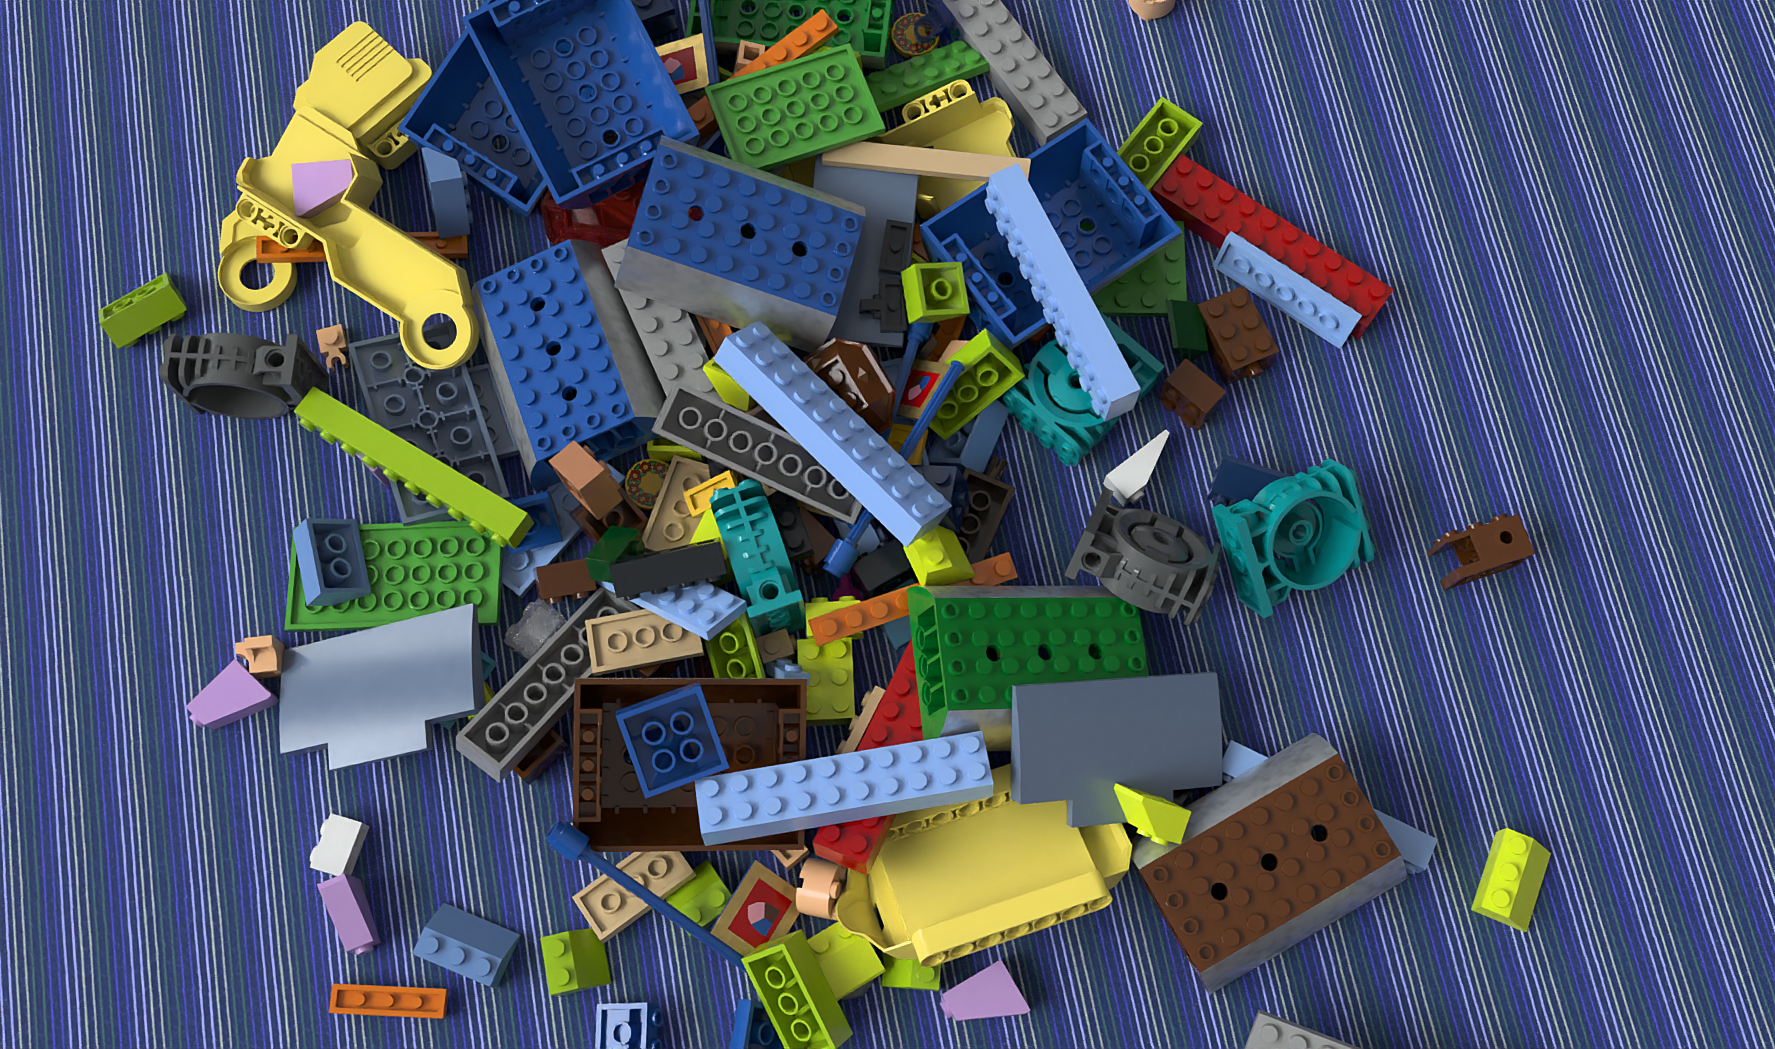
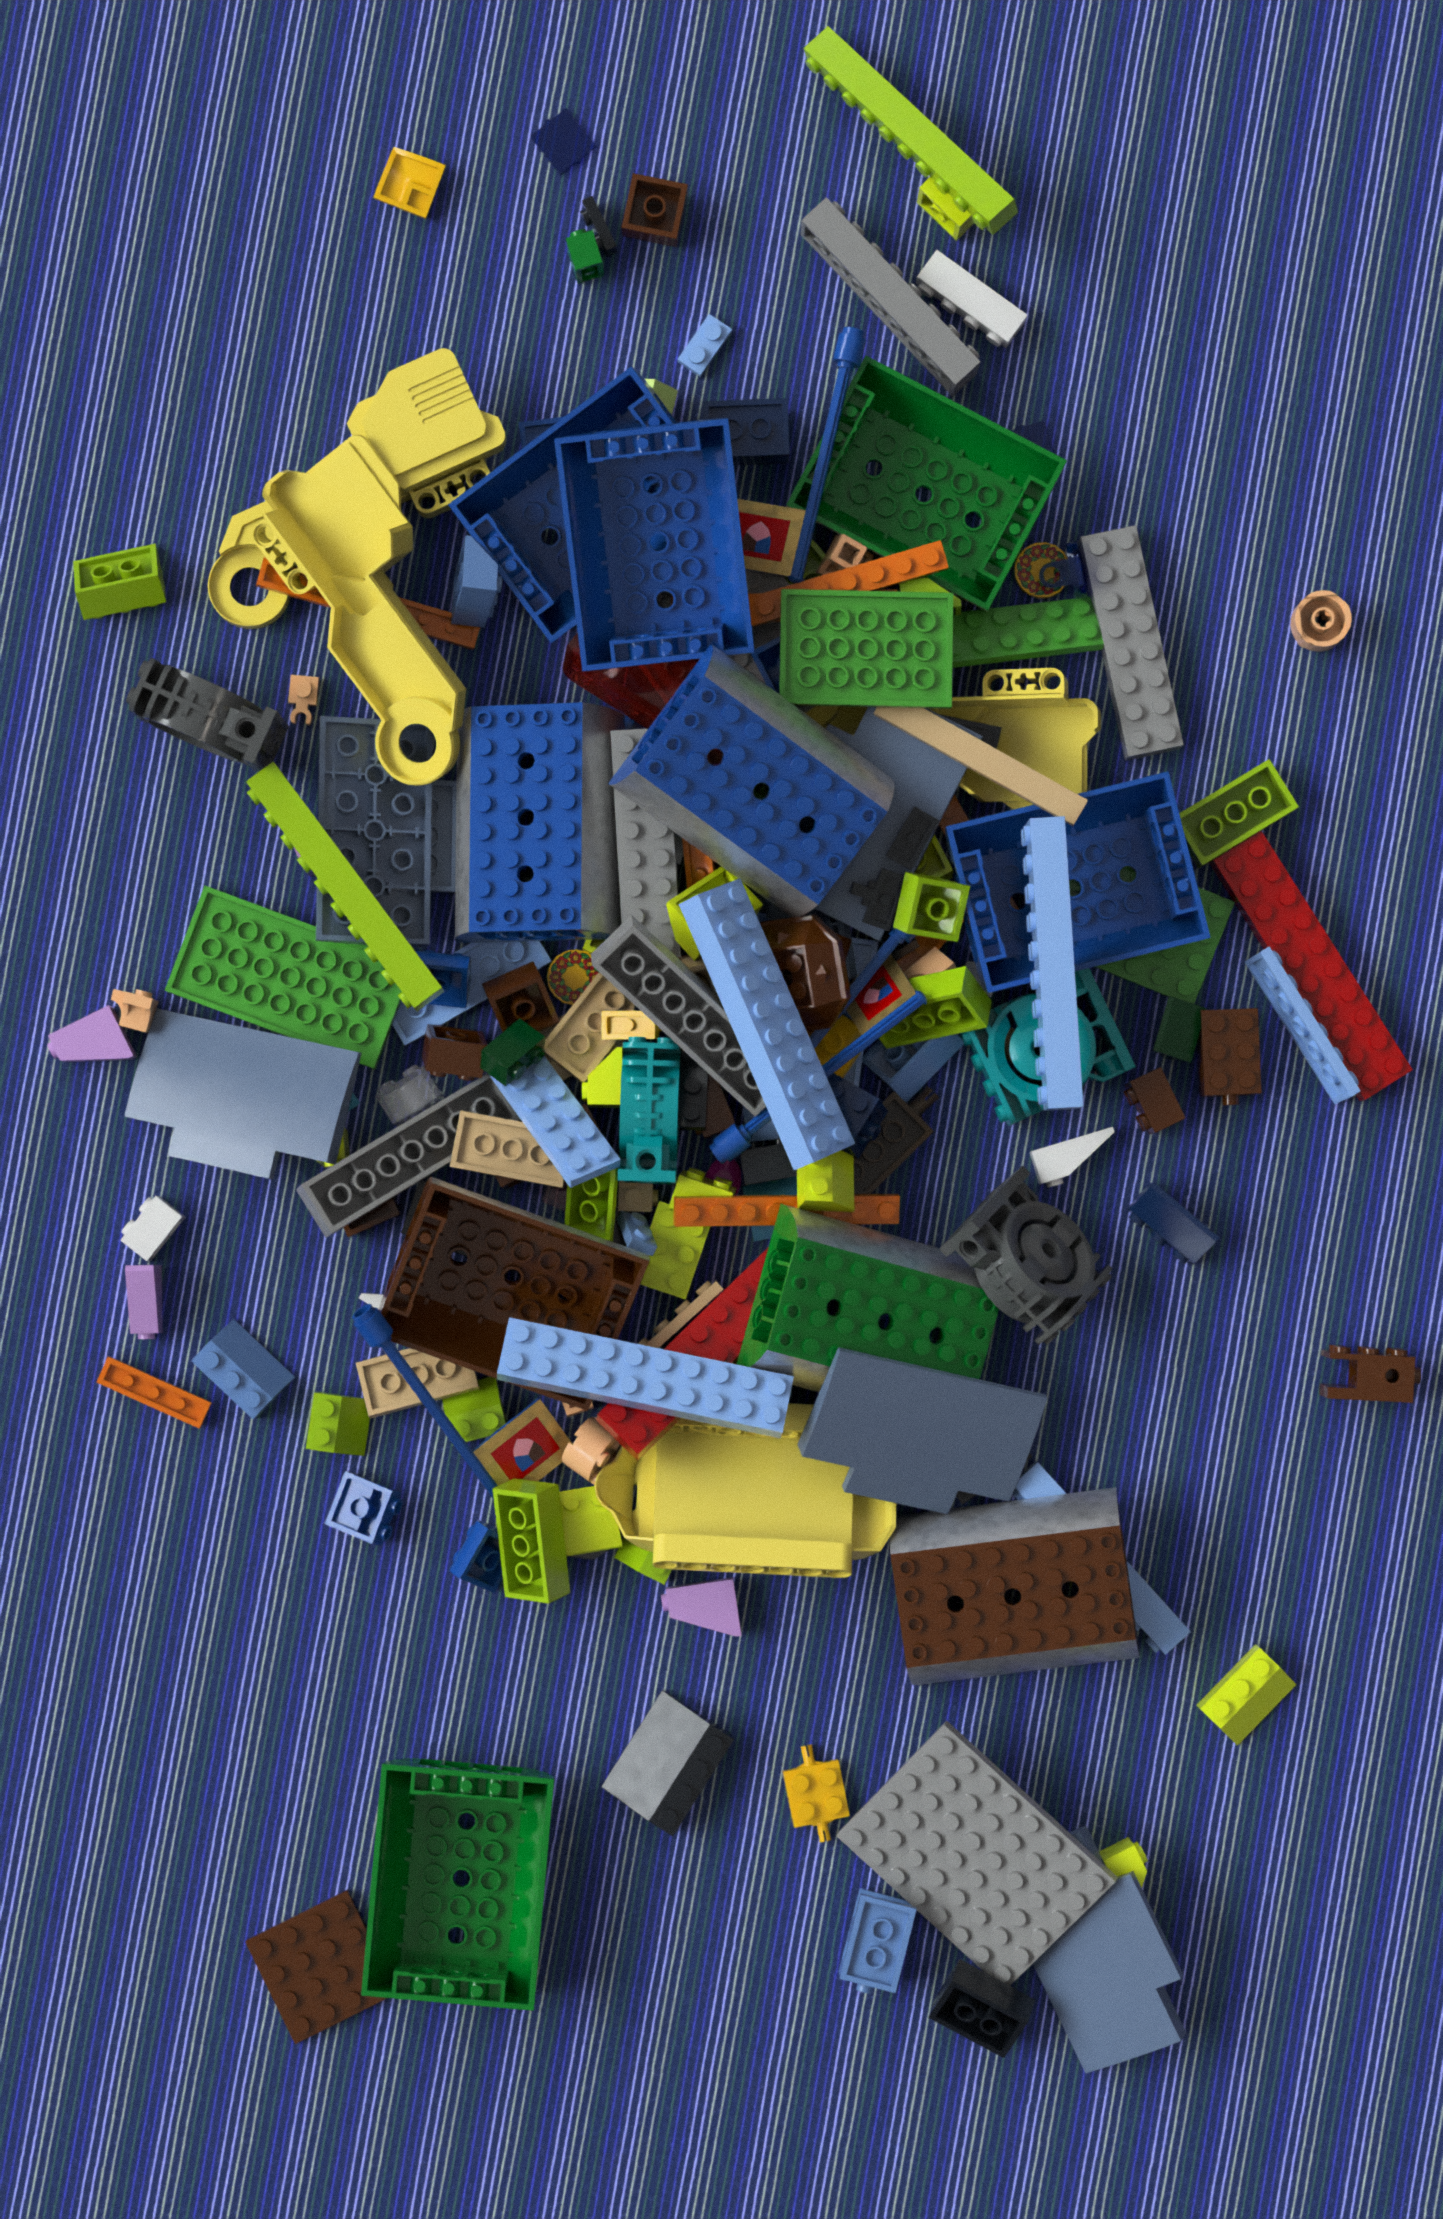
camera: 20 degrees right, 15 degrees up
(319, 185) = (350, 532): lavender slope -> none
(331, 561) = (232, 942): medium blue slope -> none
(587, 479) = (512, 969): nougat brick -> none
(668, 568) = (558, 1097): black brick -> none
(671, 739) = (501, 1274): blue slope -> none
(1153, 815) = (926, 1510): neon yellow slope -> none
(1316, 550) = (1189, 1276): teal brick -> none

